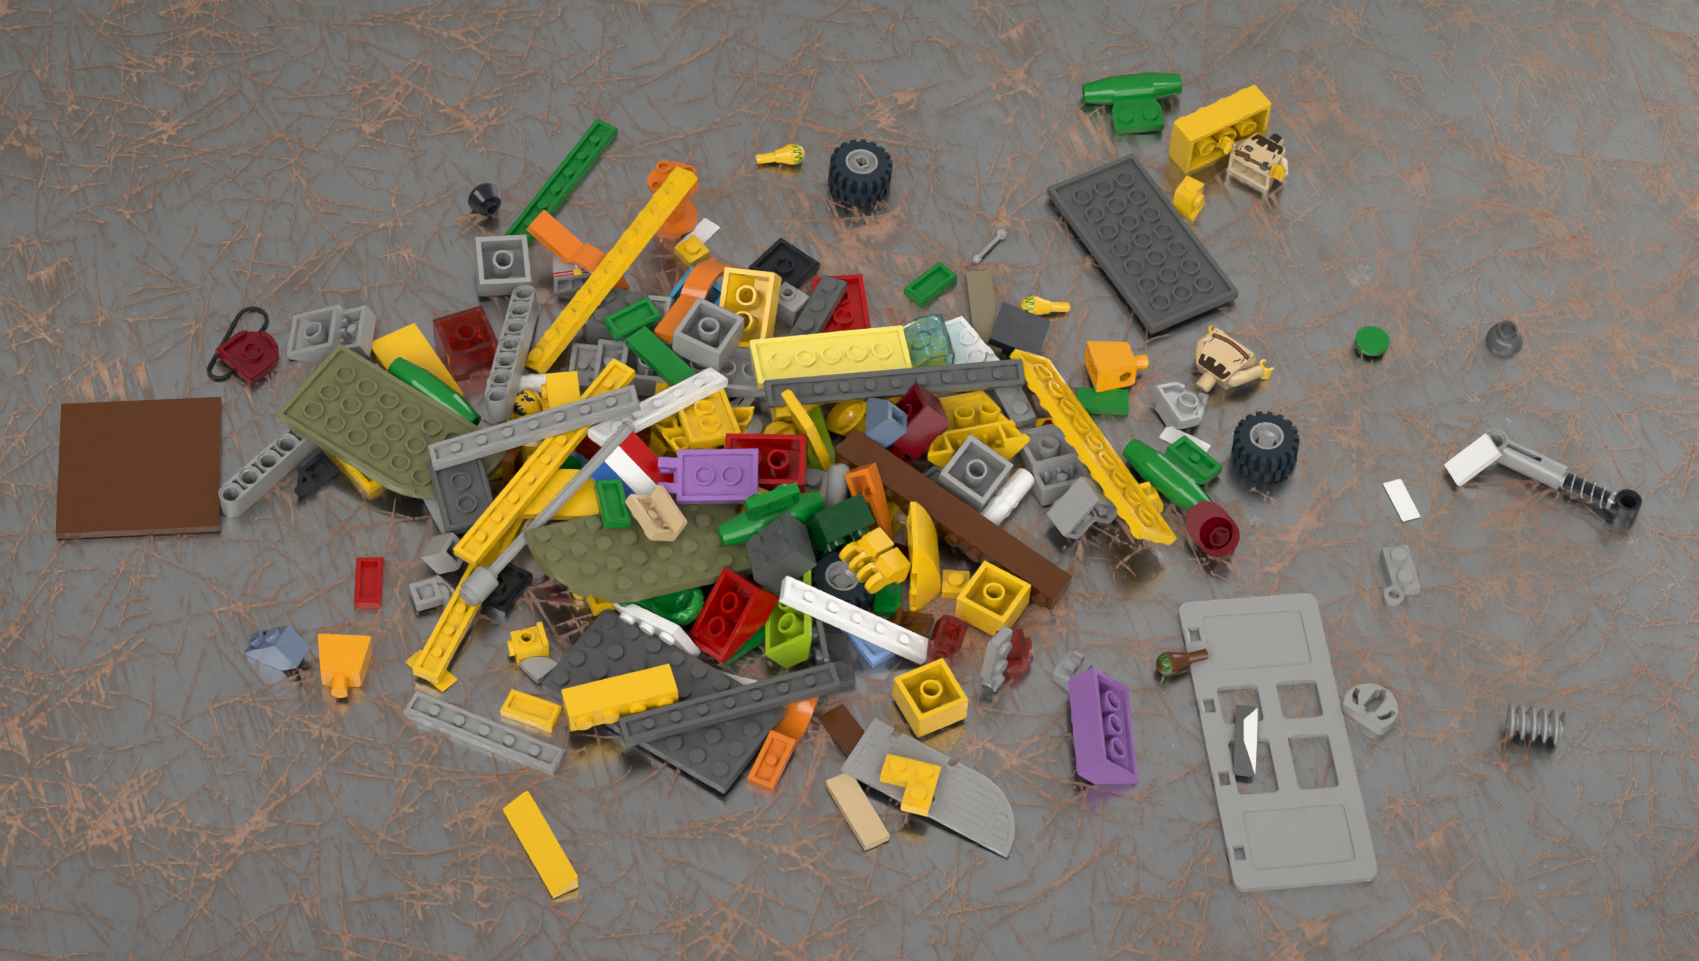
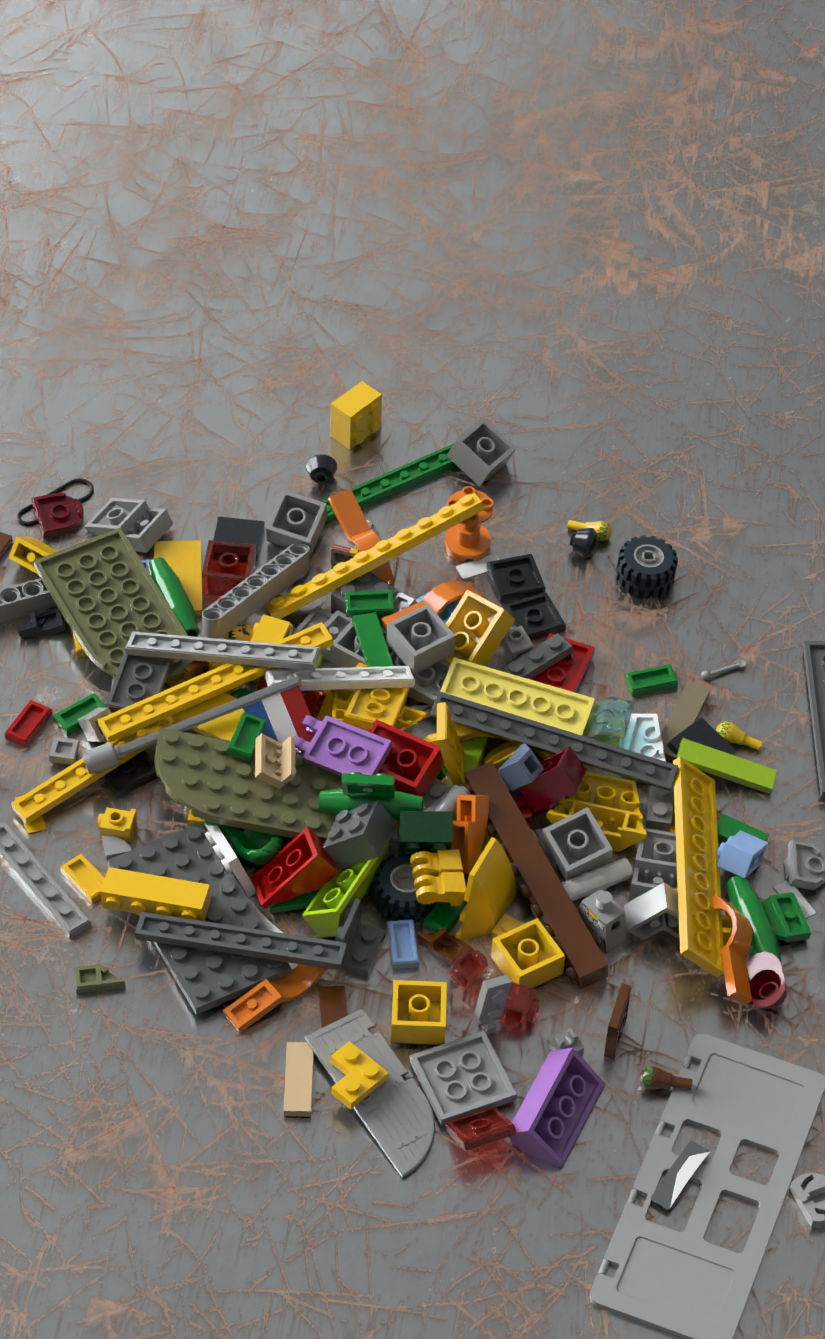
camera: 30 degrees right, 5 degrees down
(260, 407) = (27, 550): none -> yellow brick
(407, 557) = (68, 717): none -> green tile
(444, 300) = (240, 531): none -> black tile
(487, 130) = (355, 415): none -> yellow brick
(541, 845) = (18, 988): yellow slope -> none
(606, 803) = (96, 979): none -> olive tile
(633, 119) = (481, 452): none -> light grey brick
(692, 251) = (465, 572): yellow plate -> none
(741, 234) = (515, 577): none -> black tile
(785, 171) = (584, 541): none -> black cone
(853, 620) = (389, 917): white tile -> none
(1004, 740) = (462, 1077): none -> light grey plate
(1040, 532) = (604, 920): none -> light grey torso
(1051, 339) = (728, 766): none -> lime tile
(1052, 780) = (480, 1128): none -> clear red plate
(1111, 624) = (617, 1020): none -> reddish brown tile
(1112, 364) = (766, 807): light orange torso -> none
(1121, 418) = (741, 854): none -> light blue brick
(1172, 514) = (734, 952): none -> orange piece

